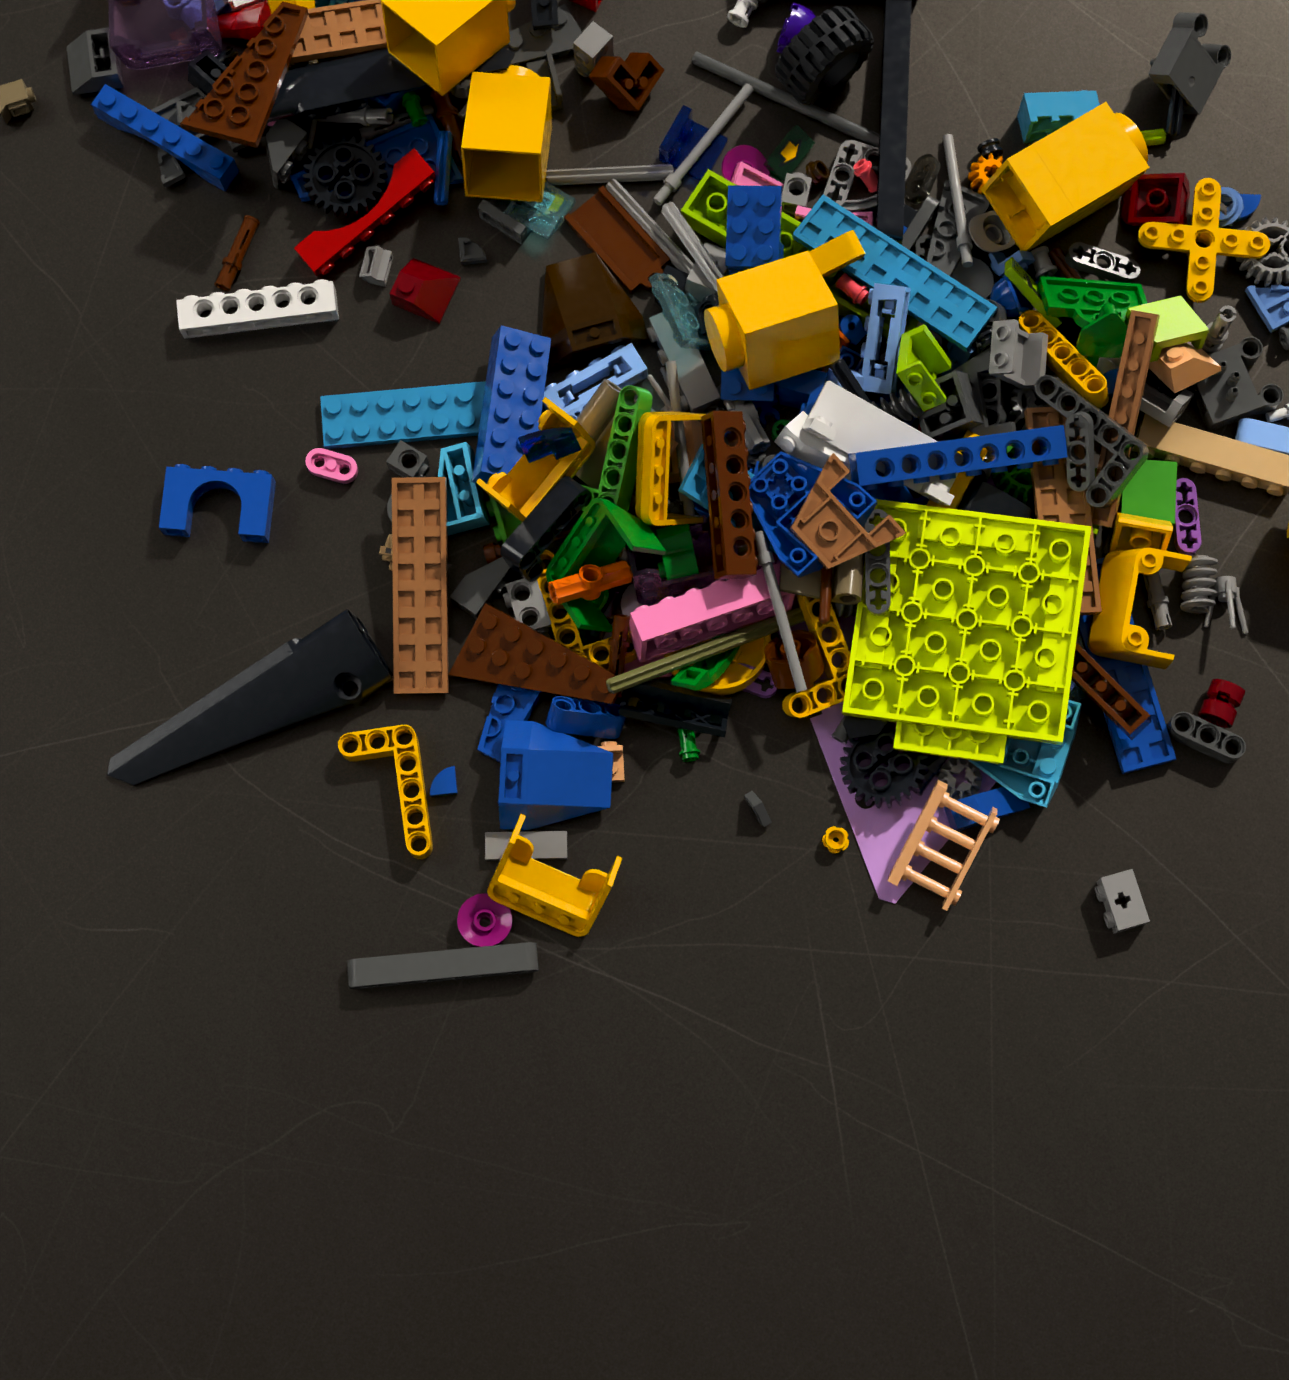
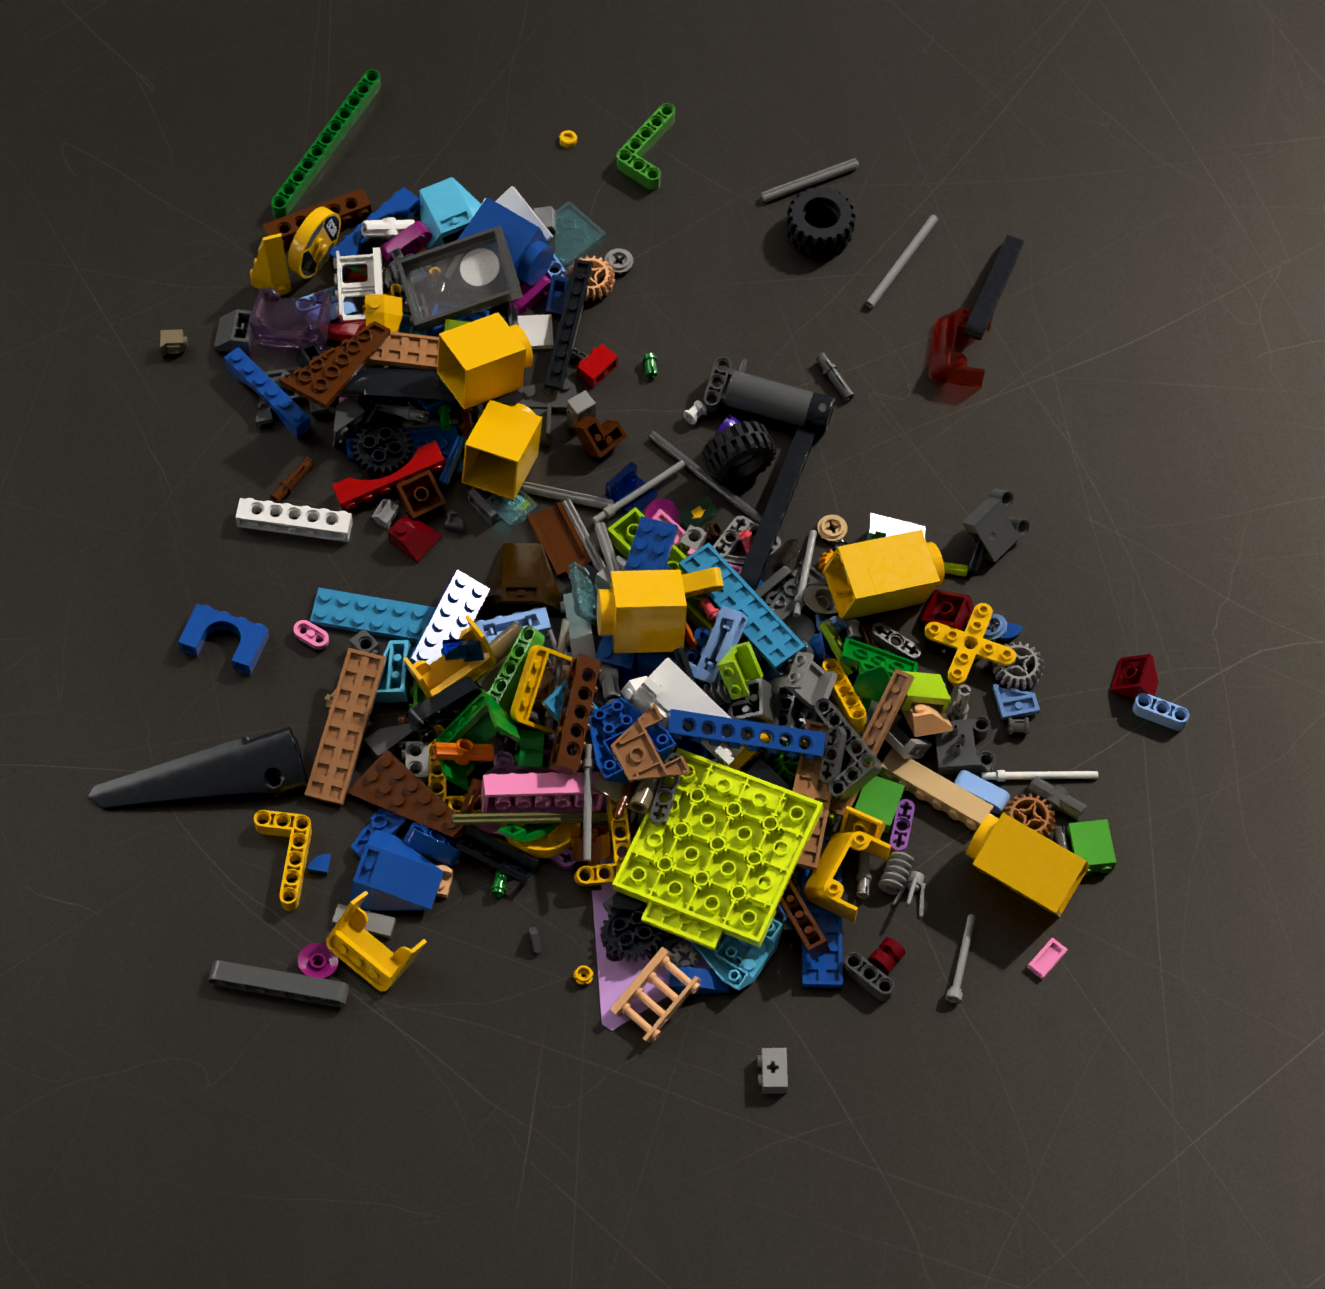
camera: 10 degrees right, 15 degrees down
(416, 228) = (420, 494): none -> reddish brown slope
(974, 115) = (836, 522): none -> tan gear

